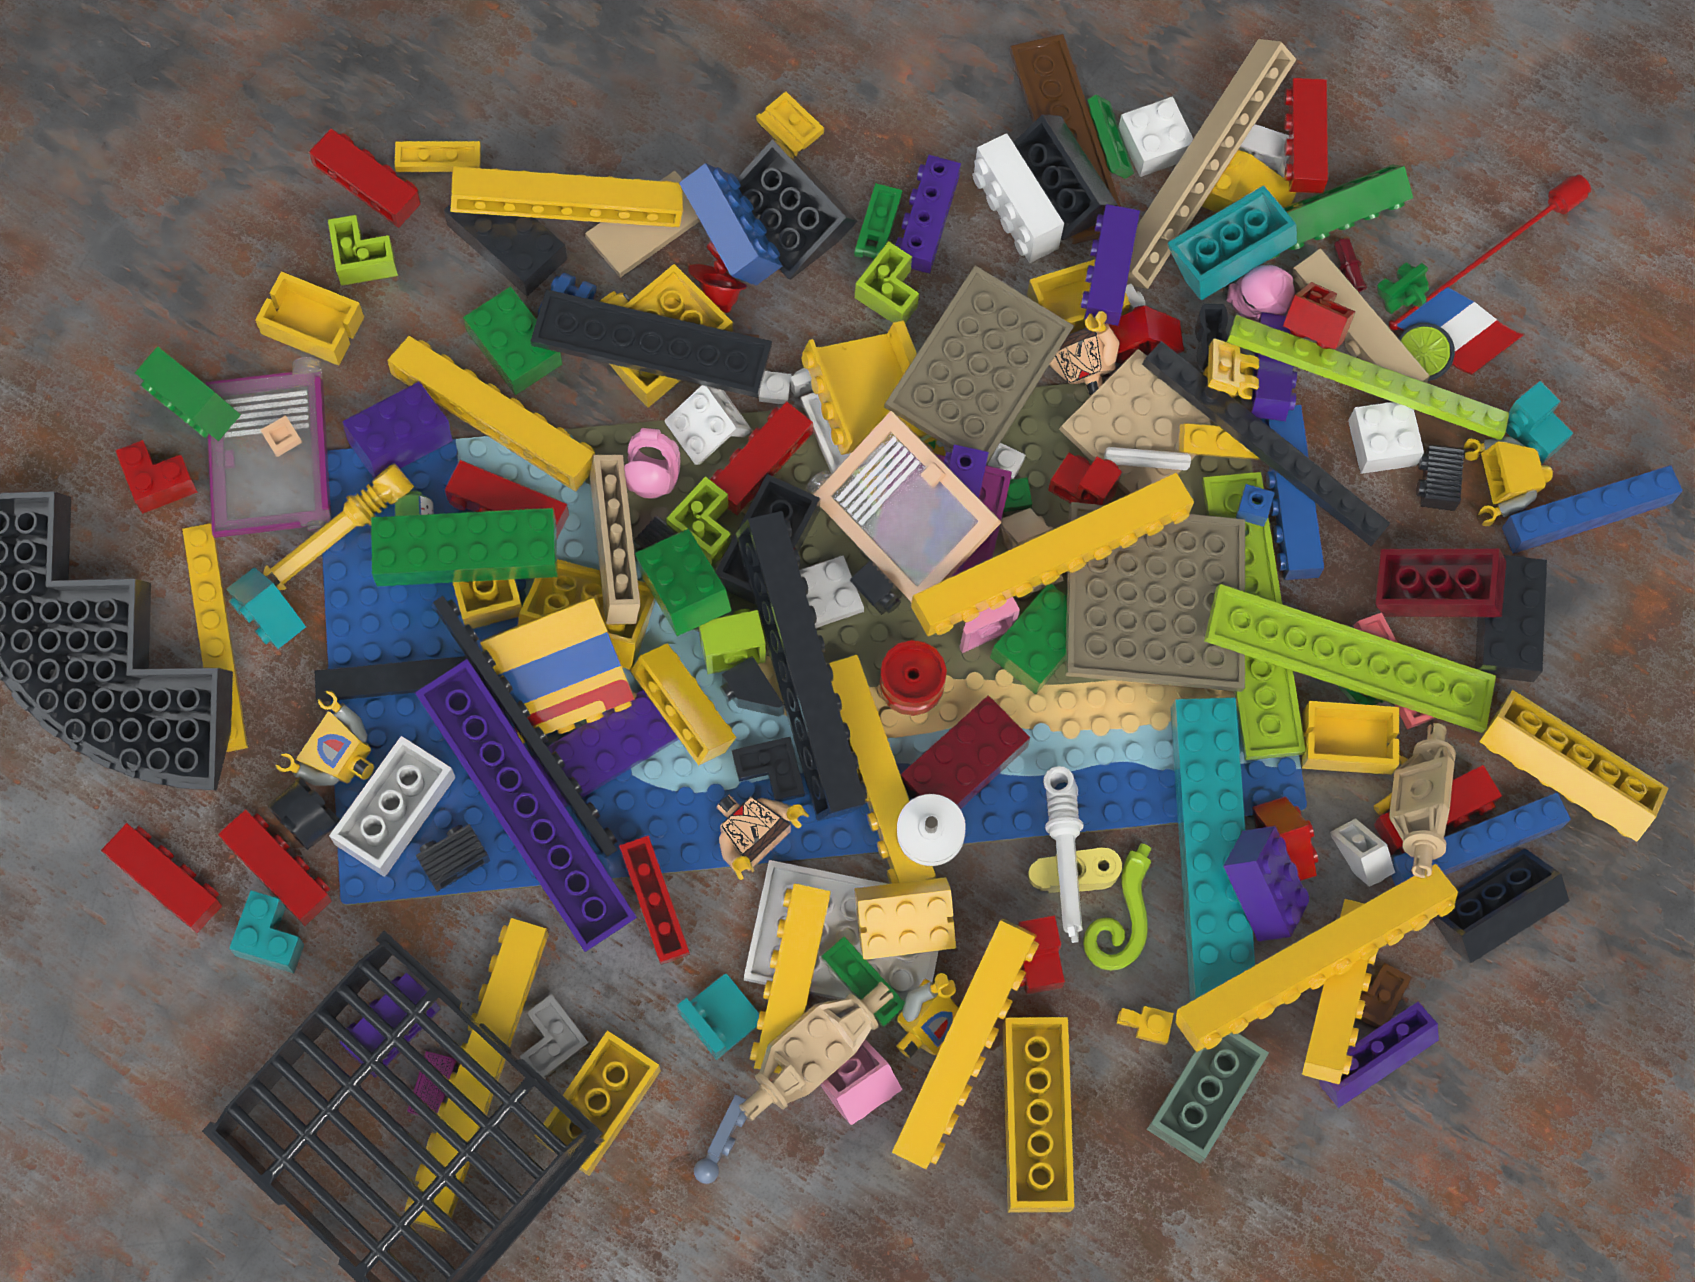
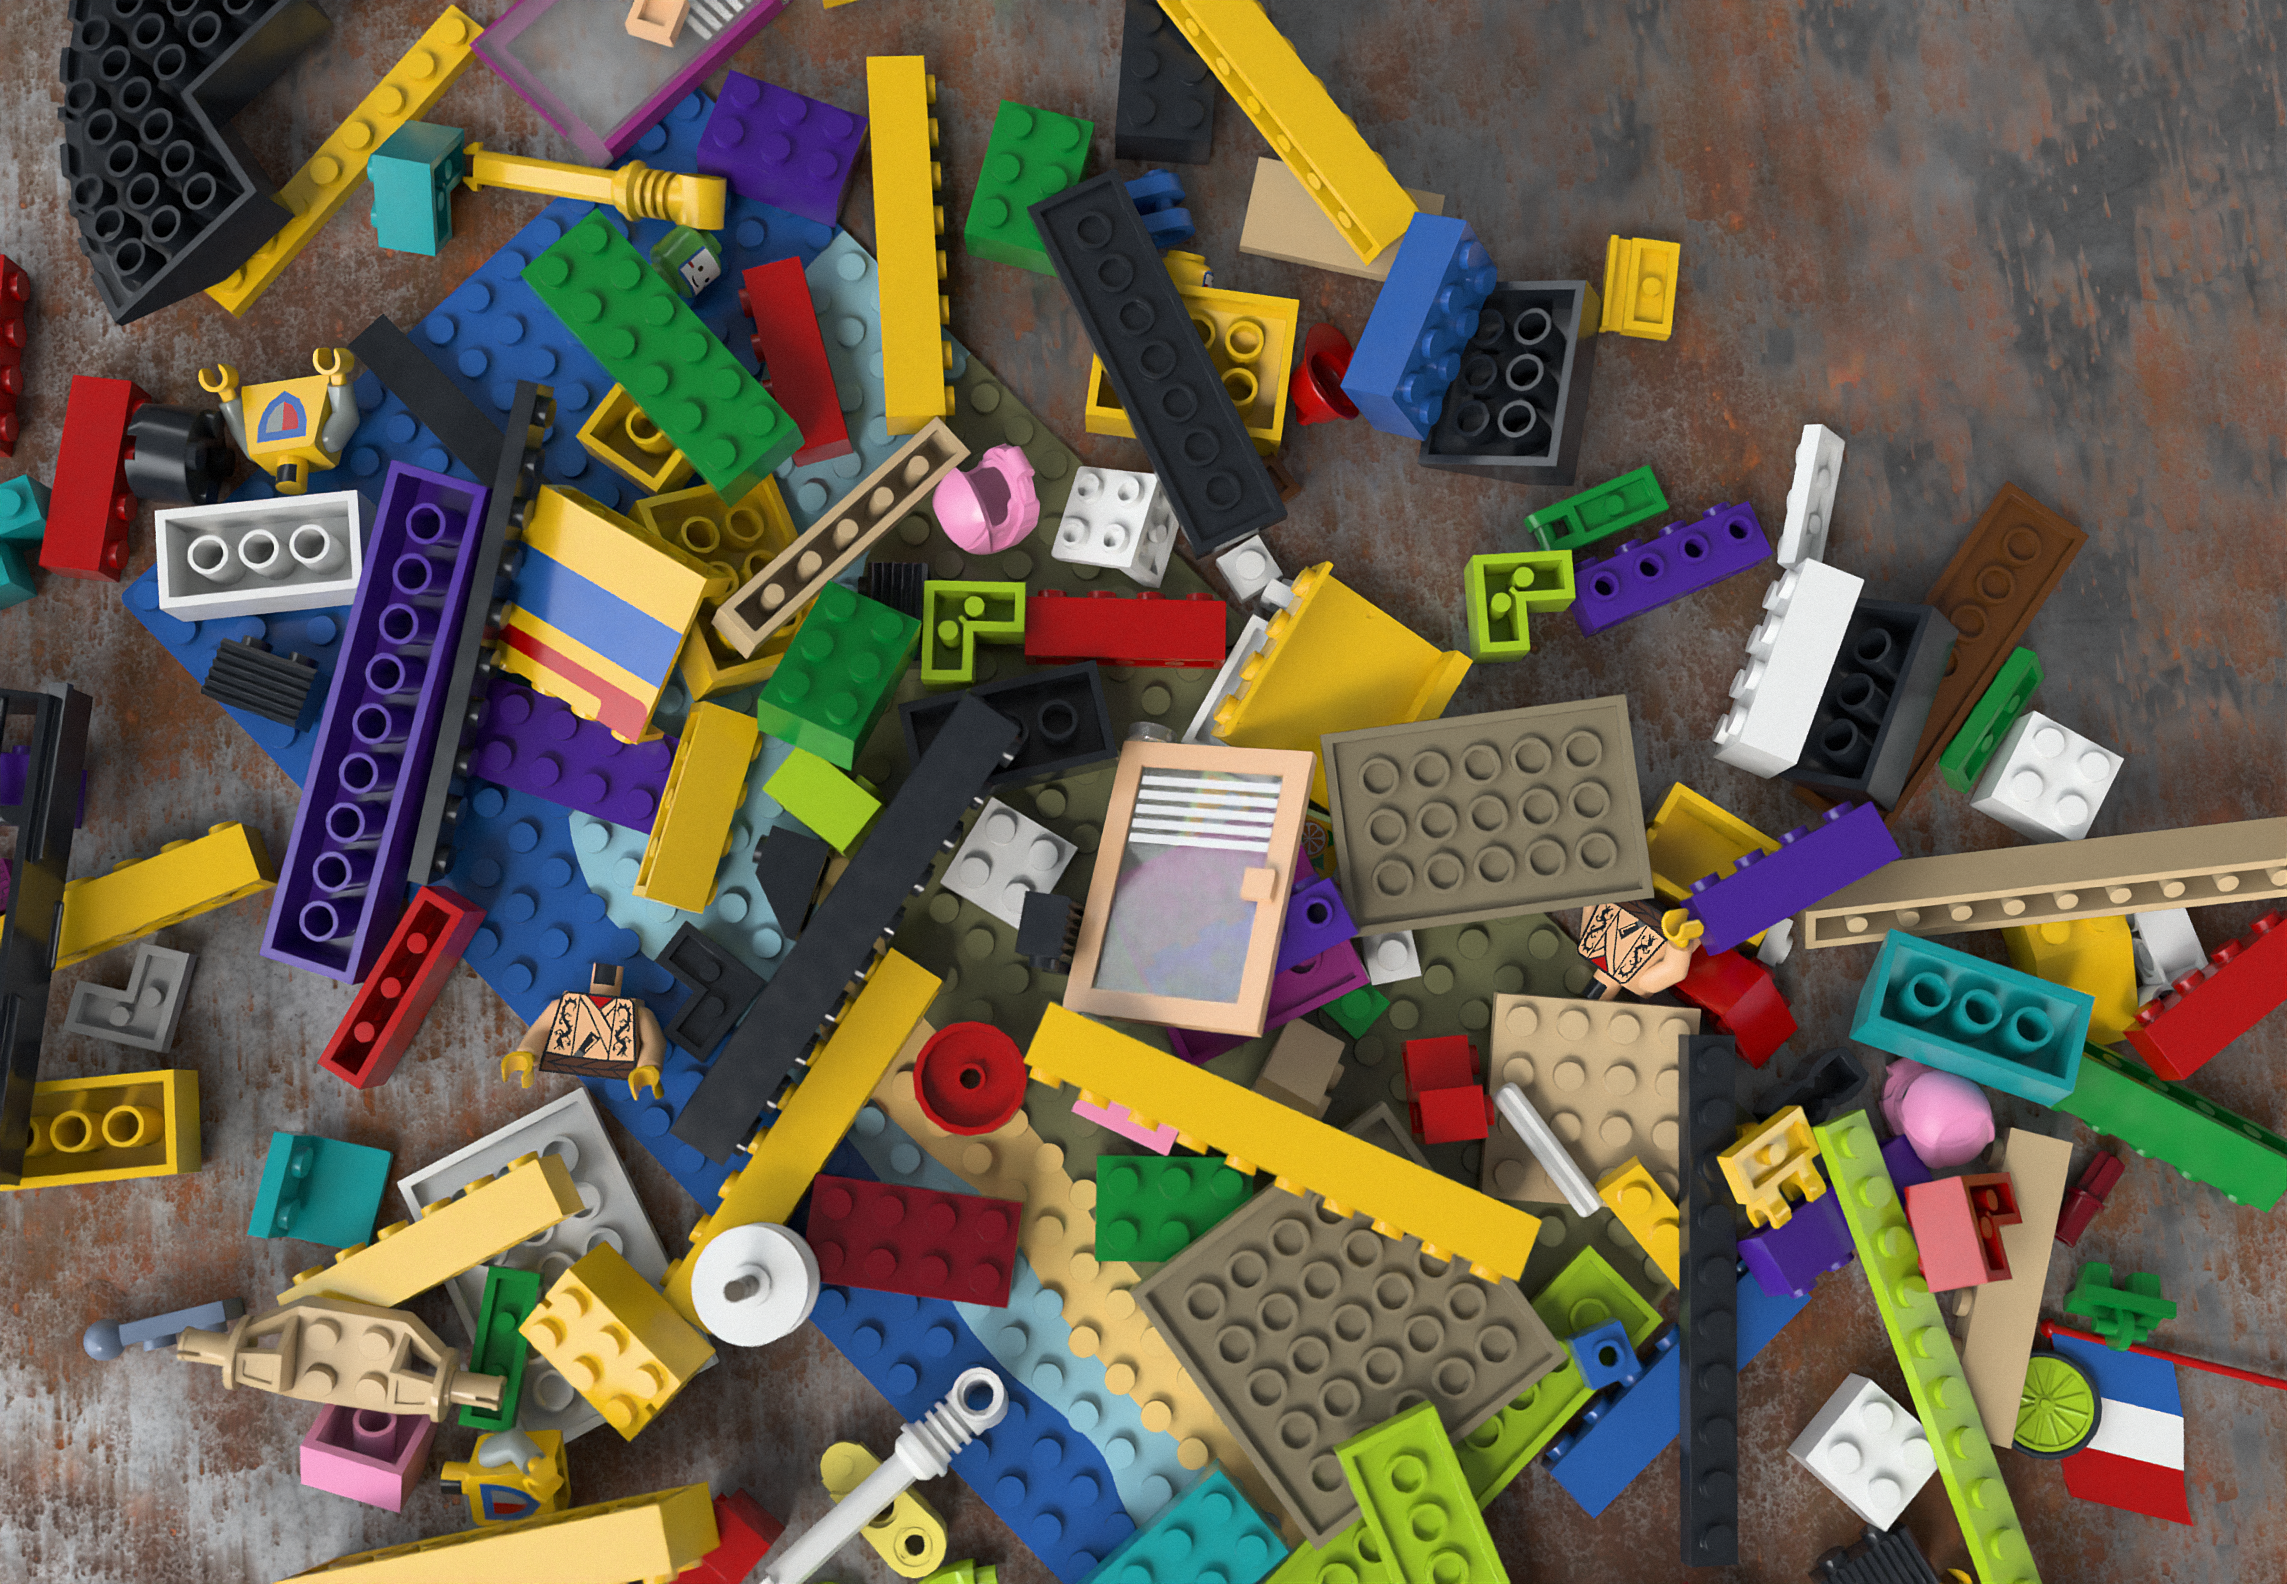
camera: 50 degrees right, 10 degrees up
(948, 129) = (1811, 496): none -> white plate

